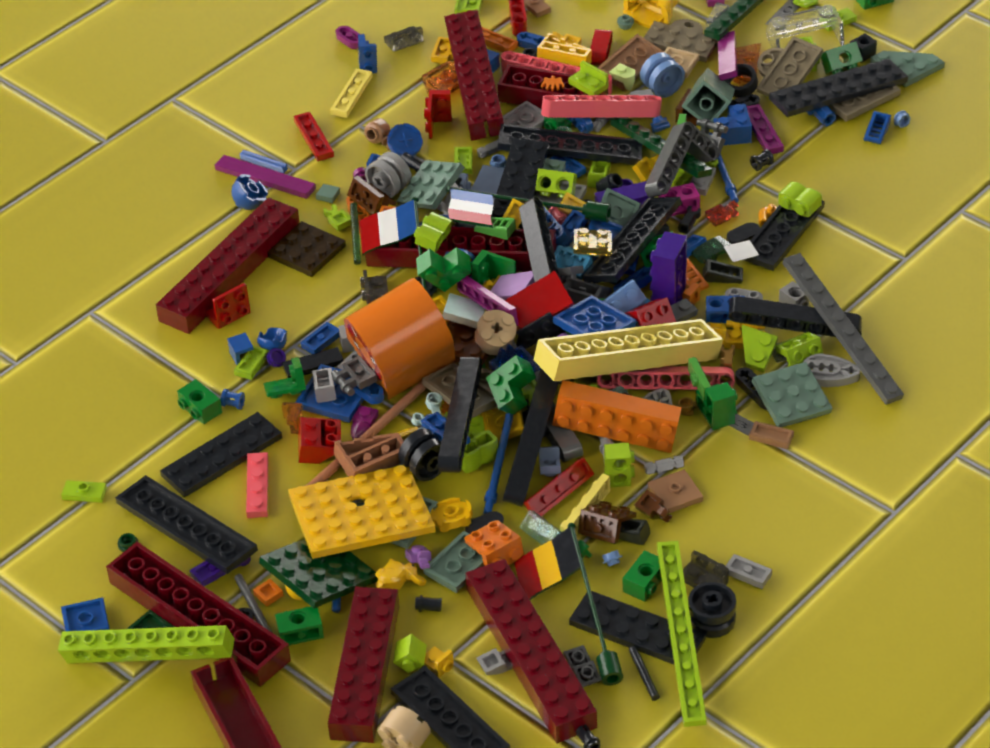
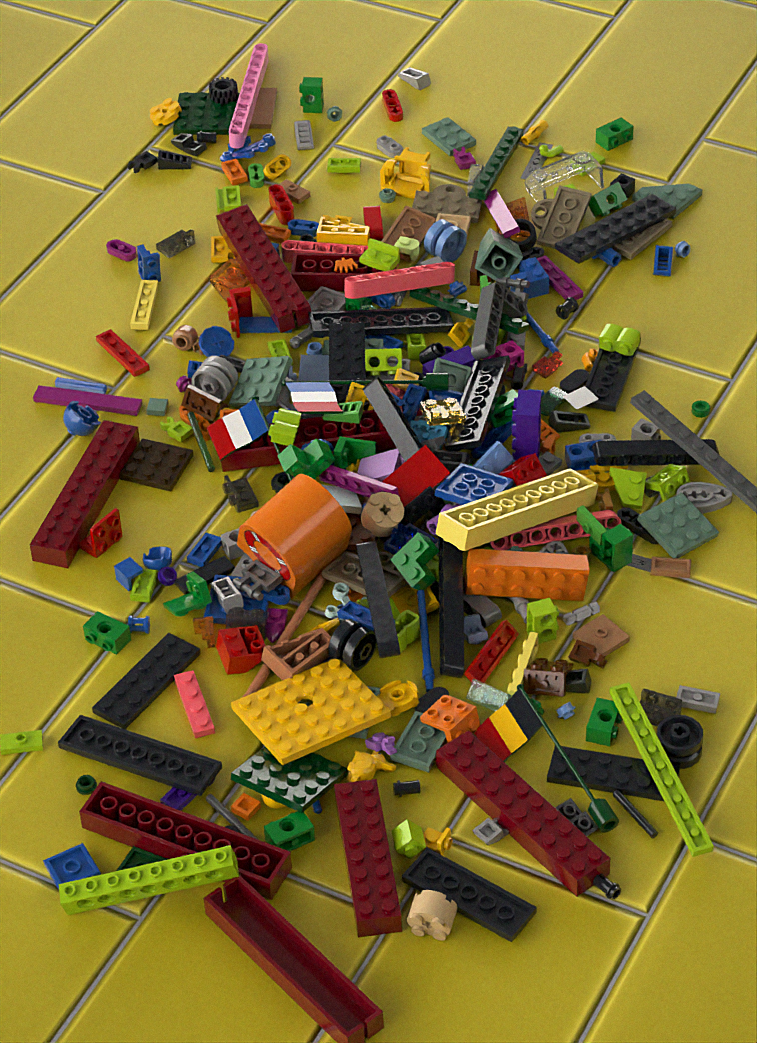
camera: 15 degrees left, 0 degrees up
(329, 410) = (239, 617): none -> clear smoke bracket
(454, 129) = (258, 325): none -> blue tile
(861, 282) = (700, 409): none -> green tile

